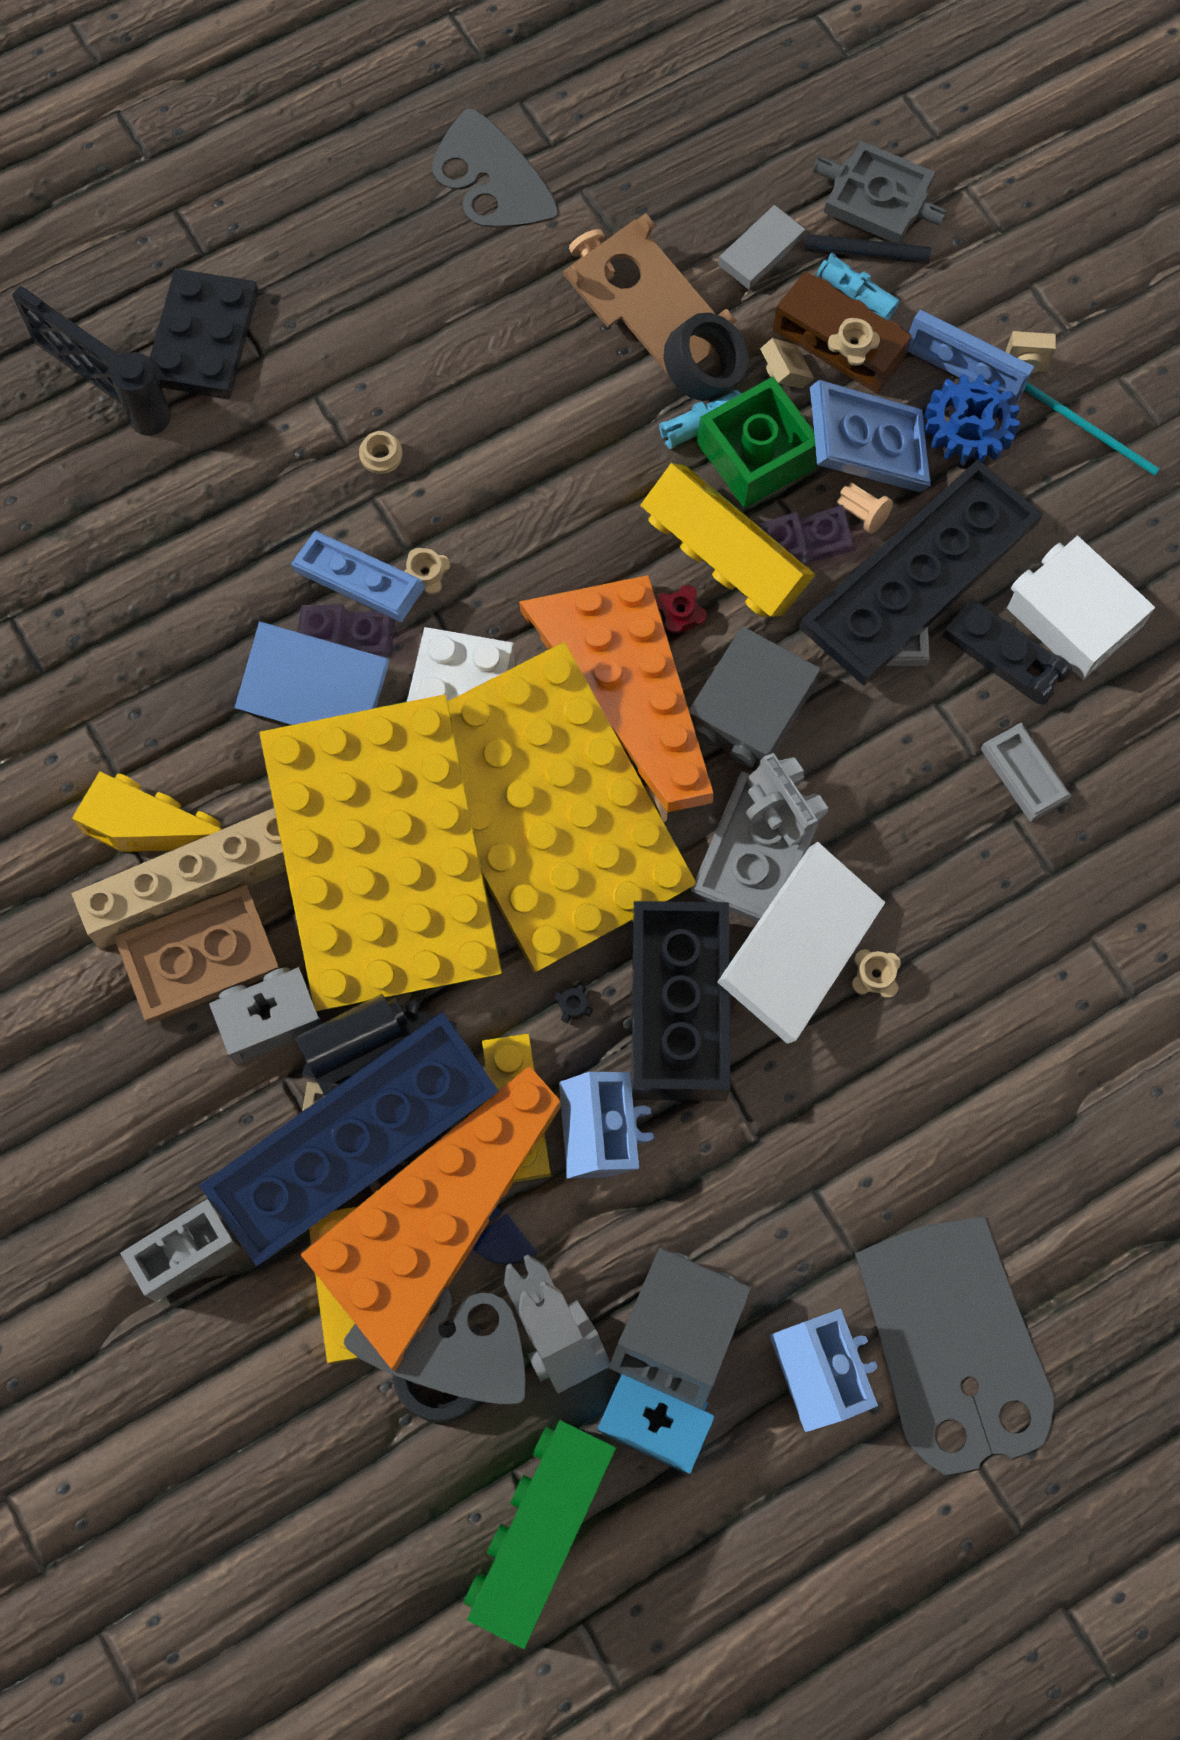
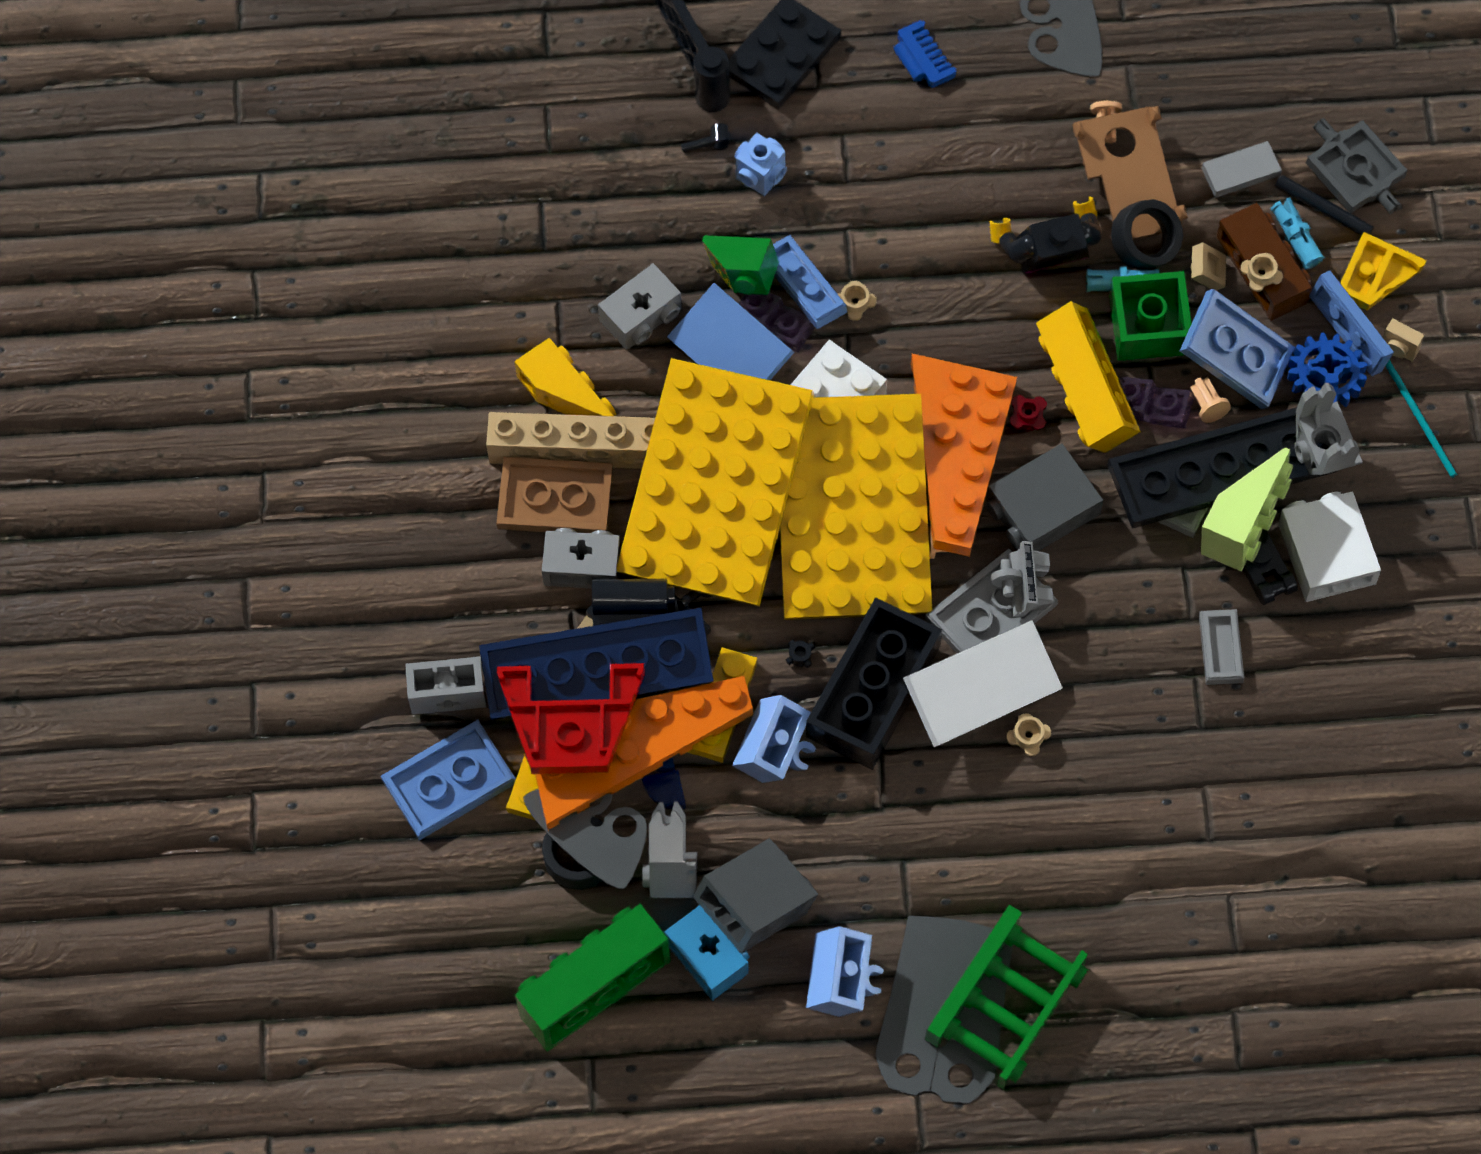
camera: 30 degrees right, 5 degrees down
(180, 461) = (718, 139): none -> black hand
(184, 666) = (640, 307): none -> light grey brick
(239, 1361) = (448, 779): none -> medium blue tile
(242, 464) = (760, 163): none -> light blue brick
(280, 583) = (743, 262): none -> green slope
(354, 278) = (917, 60): none -> blue piece
(365, 1243) = (570, 733): none -> red wing
(380, 442) = (867, 190): tan plate -> none
(607, 409) = (1051, 241): none -> black torso
(961, 287) = (1378, 270): none -> yellow wing
(979, 1320) = (969, 995): none -> green fence
(987, 623) = (1244, 510): none -> yellowish green slope
(1013, 474) = (1323, 422): none -> light grey piece

